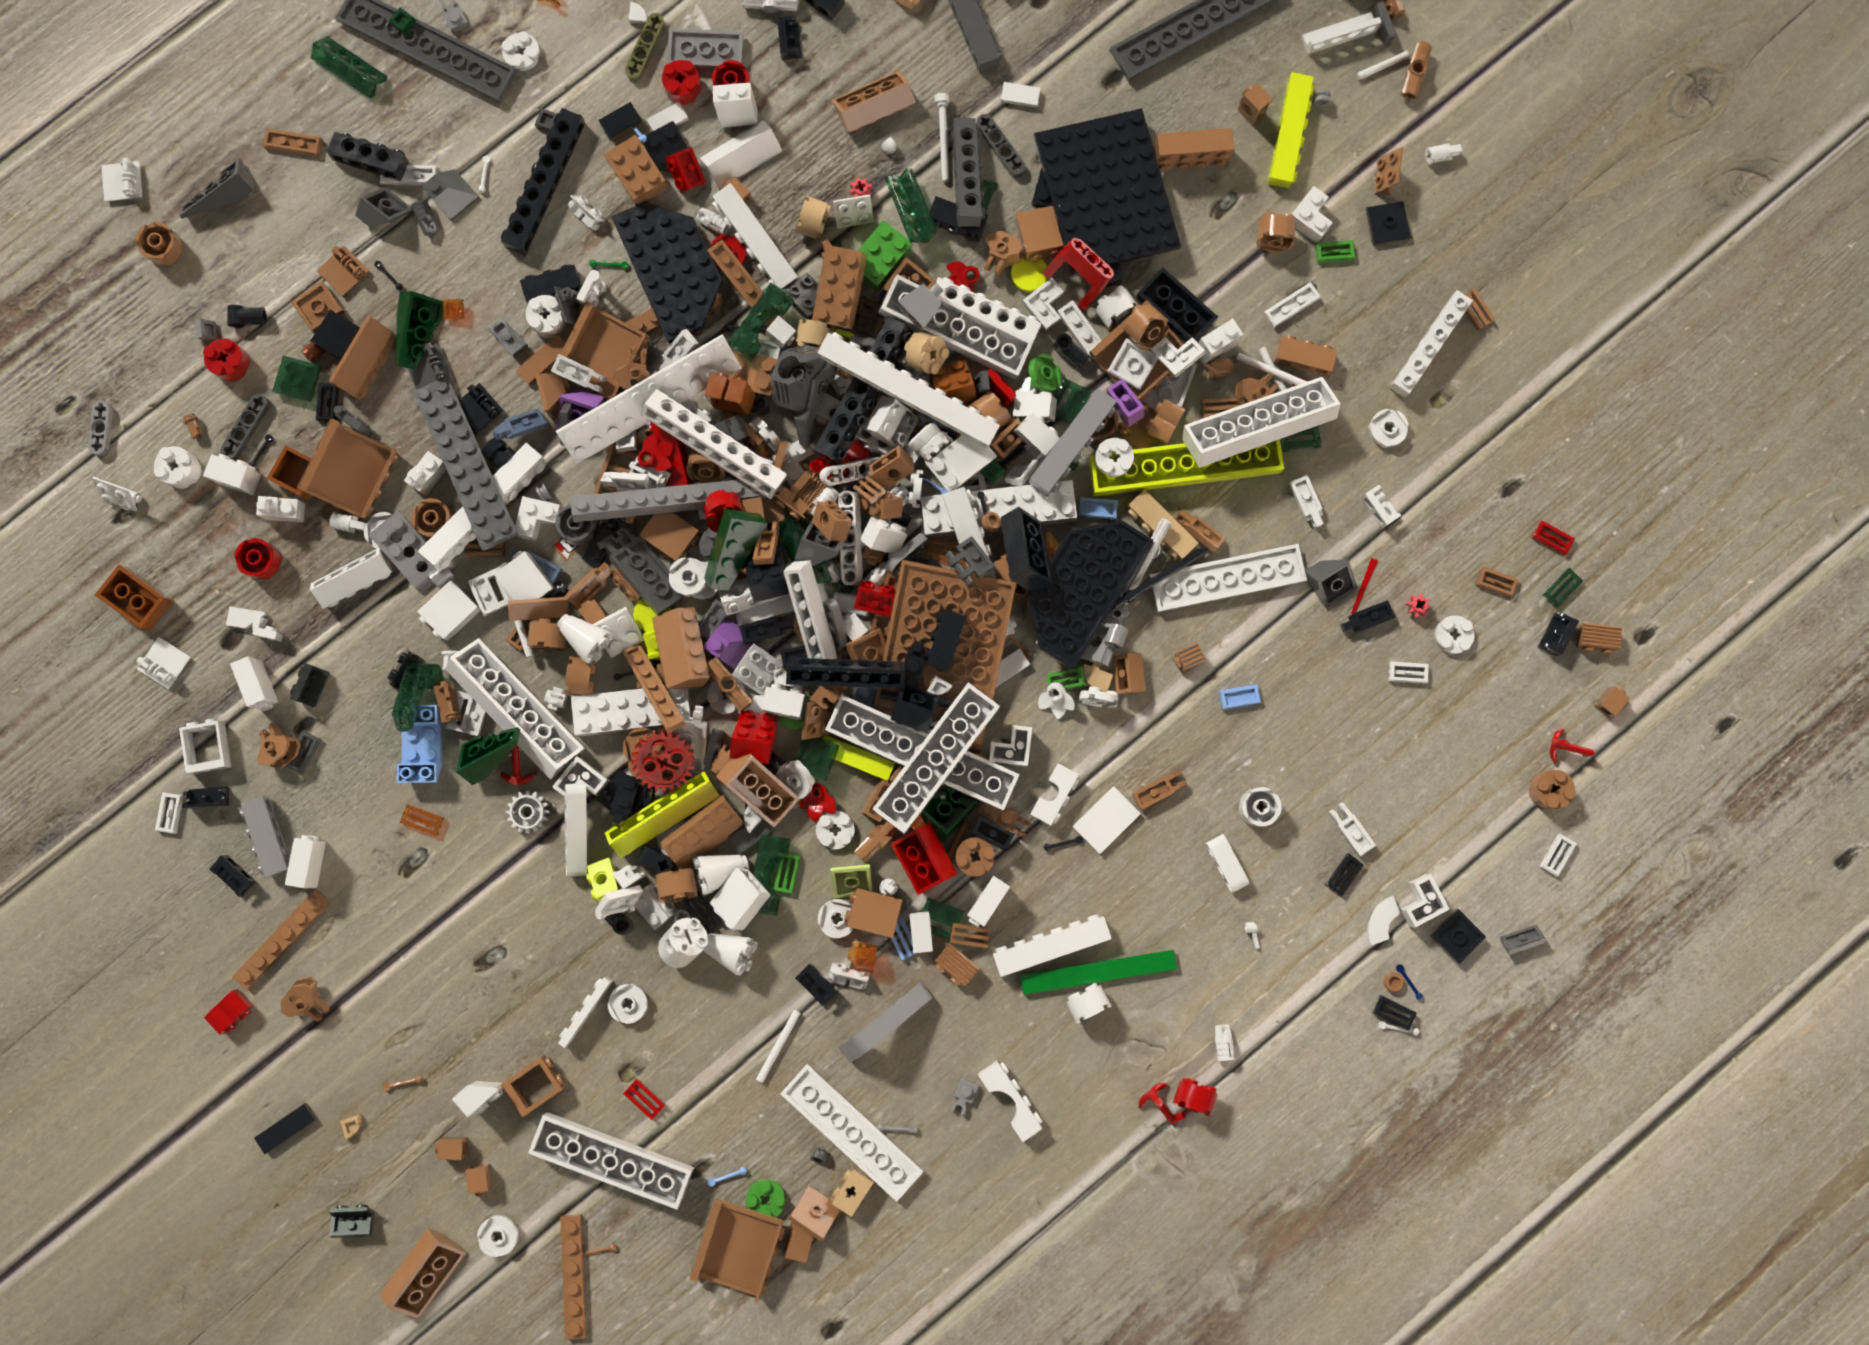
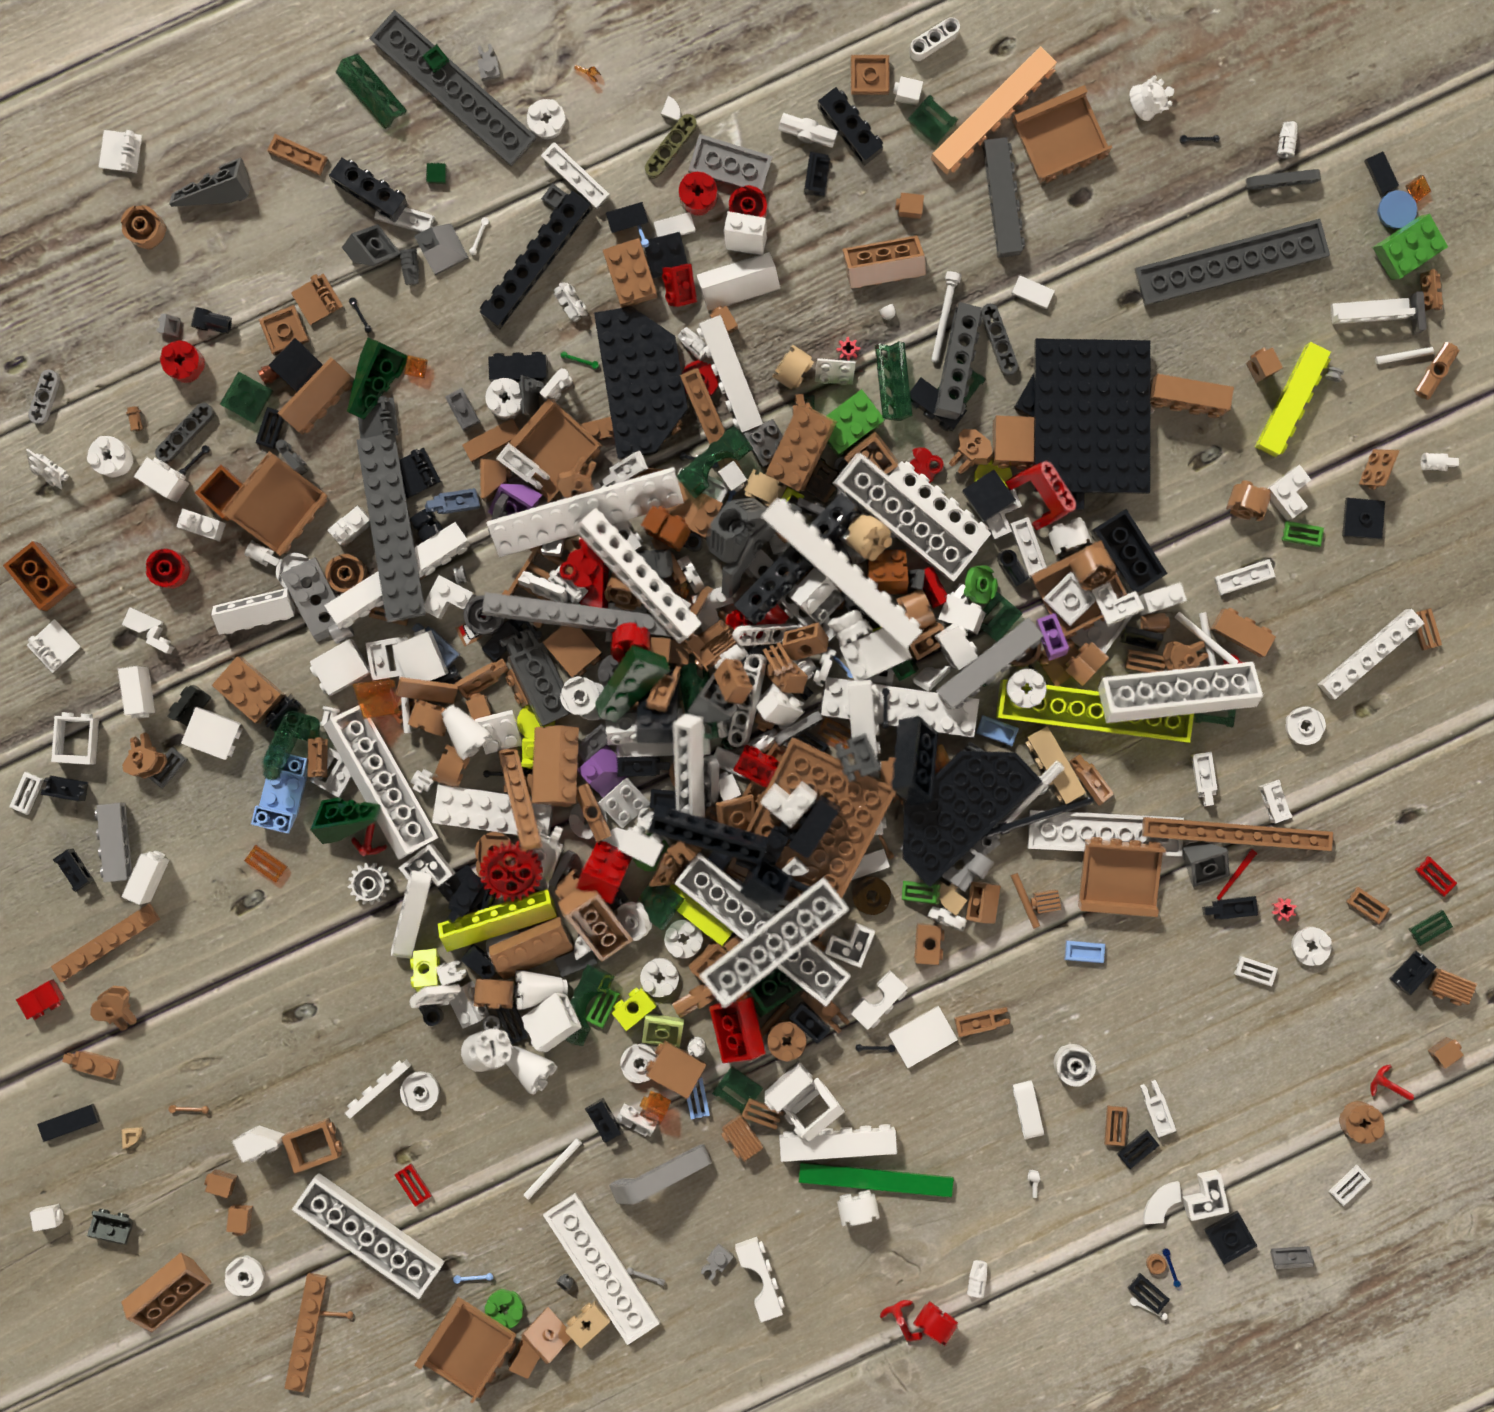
camera: 20 degrees right, 5 degrees up
(284, 1229) = (46, 1217): none -> white brick
(296, 1063) = (93, 1064): none -> medium nougat hinge
(338, 706) = (212, 733): none -> white brick
(364, 655) = (248, 689): none -> medium nougat brick
(429, 126) = (436, 173): none -> dark green tile
(490, 629) = (376, 698): none -> clear orange hinge
(561, 95) = (575, 175): none -> white plate
(817, 805) = (648, 950): red plate -> none
(828, 860) = (628, 1018): none -> neon yellow brick
(859, 790) = (679, 949): none -> white plate
(883, 44) = (909, 205): none -> medium nougat brick
(916, 626) = (788, 806): none -> white brick
(921, 304) = (876, 491): light grey torso -> none
(921, 932) = (716, 1098): white tile -> none
(991, 521) = (888, 721): medium nougat tile -> none
(1007, 909) = (802, 1099): none -> white window
(1009, 697) = (881, 900): none -> dark brown plate
(1029, 289) = (988, 496): none -> black tile
(1057, 702) = (906, 911): white plate -> none
(1085, 739) = (925, 955): none -> medium nougat brick
(1169, 663) = (1025, 900): none -> medium nougat bar
(1211, 382) = (1141, 638): none -> black tile
(1254, 614) = (1120, 877): none -> medium nougat panel
(1309, 859) = (1116, 1109): none -> medium nougat tile
(1353, 545) = (1237, 834): none -> medium nougat plate

